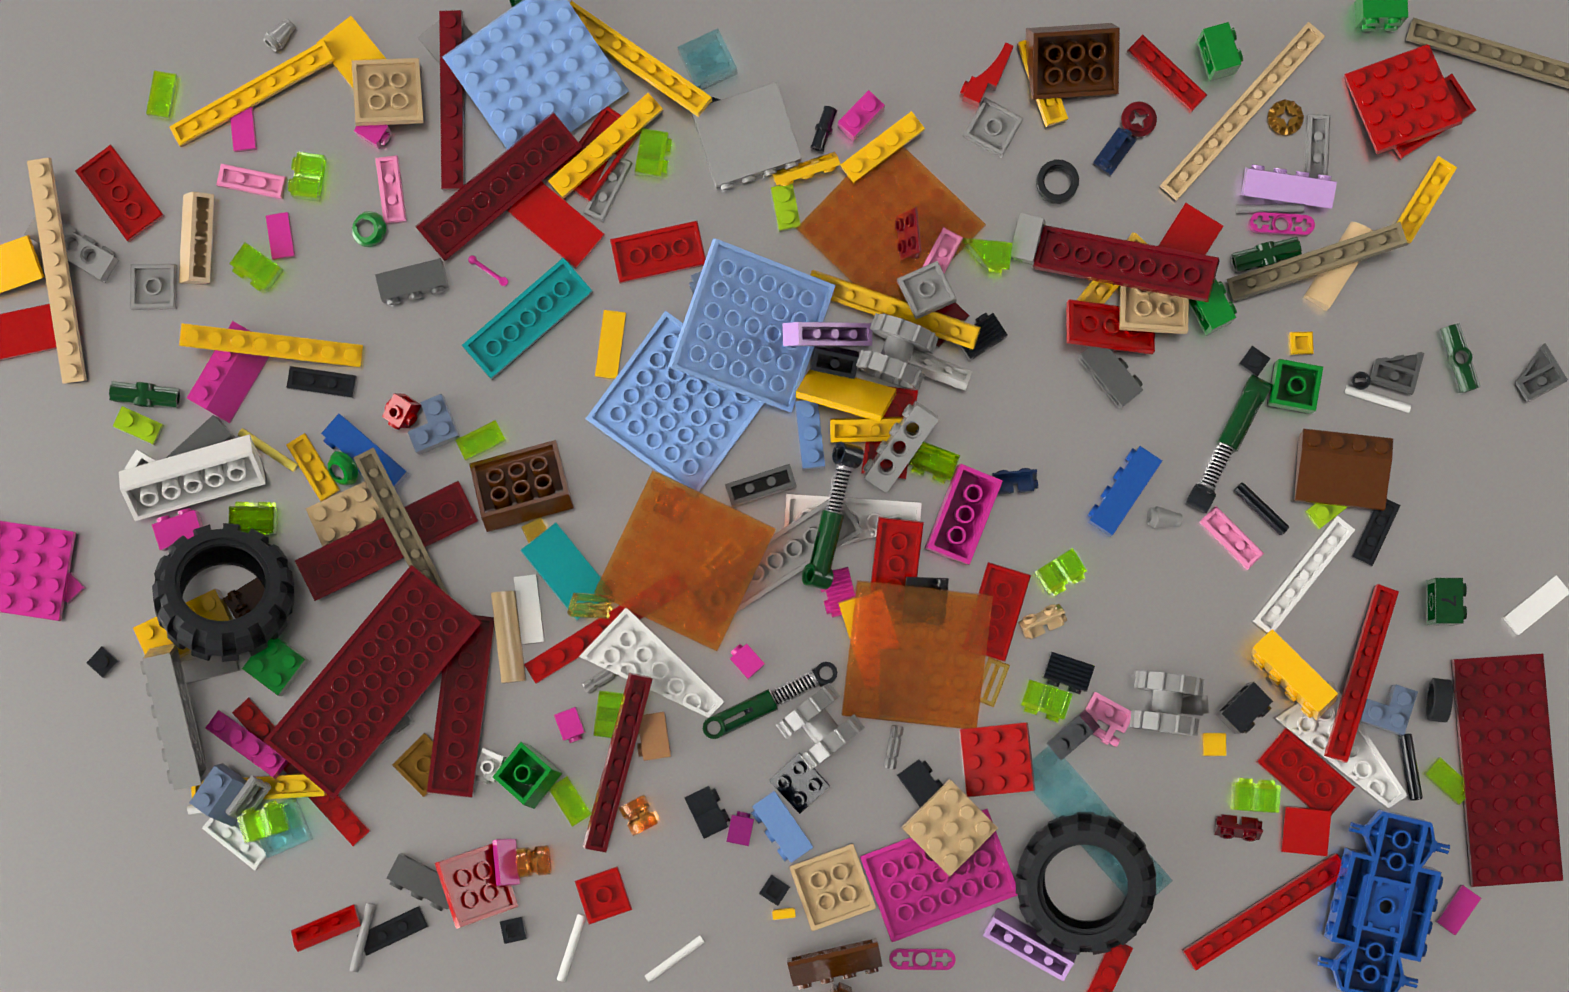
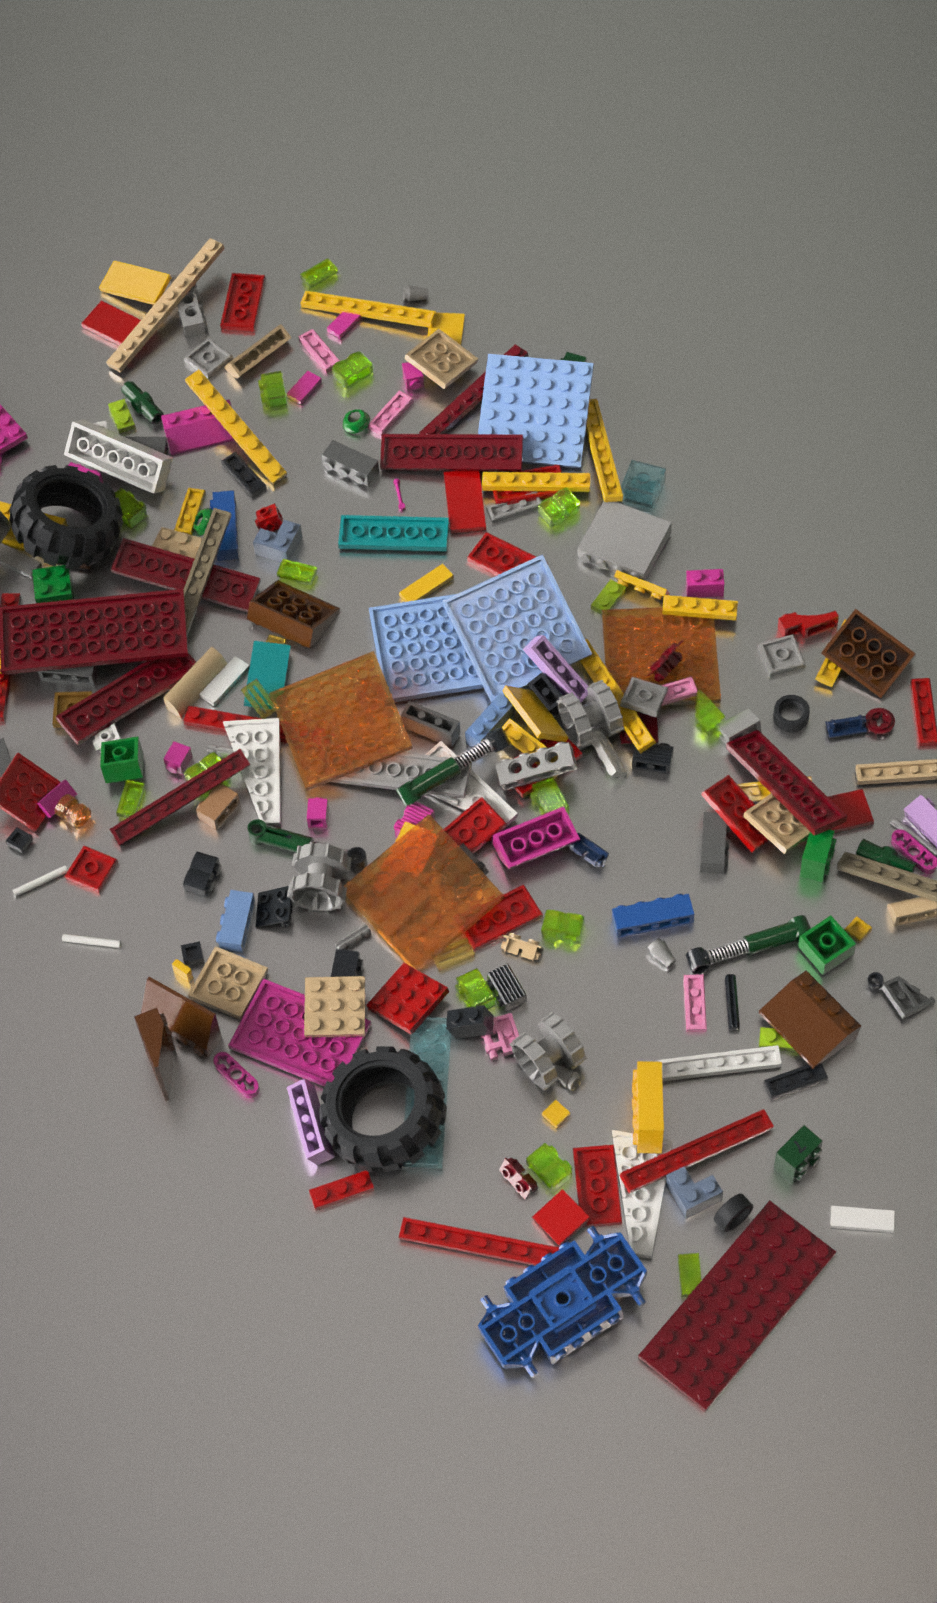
camera: 45 degrees right, 25 degrees down
(270, 451) = (176, 485): light yellow bar -> none
(638, 815) = (160, 839): clear orange wheel -> none
(740, 828) = (210, 900): magenta brick -> none
(823, 129) = (674, 574): black pin -> none
(1245, 708) = (596, 1102): black brick -> none
(1254, 361) = (815, 913): black plate -> none
(1376, 398) = (877, 1003): white bar -> none
(1411, 767) = (672, 1243): black axle -> none
(1458, 909) = (613, 1363): dark pink tile -> none

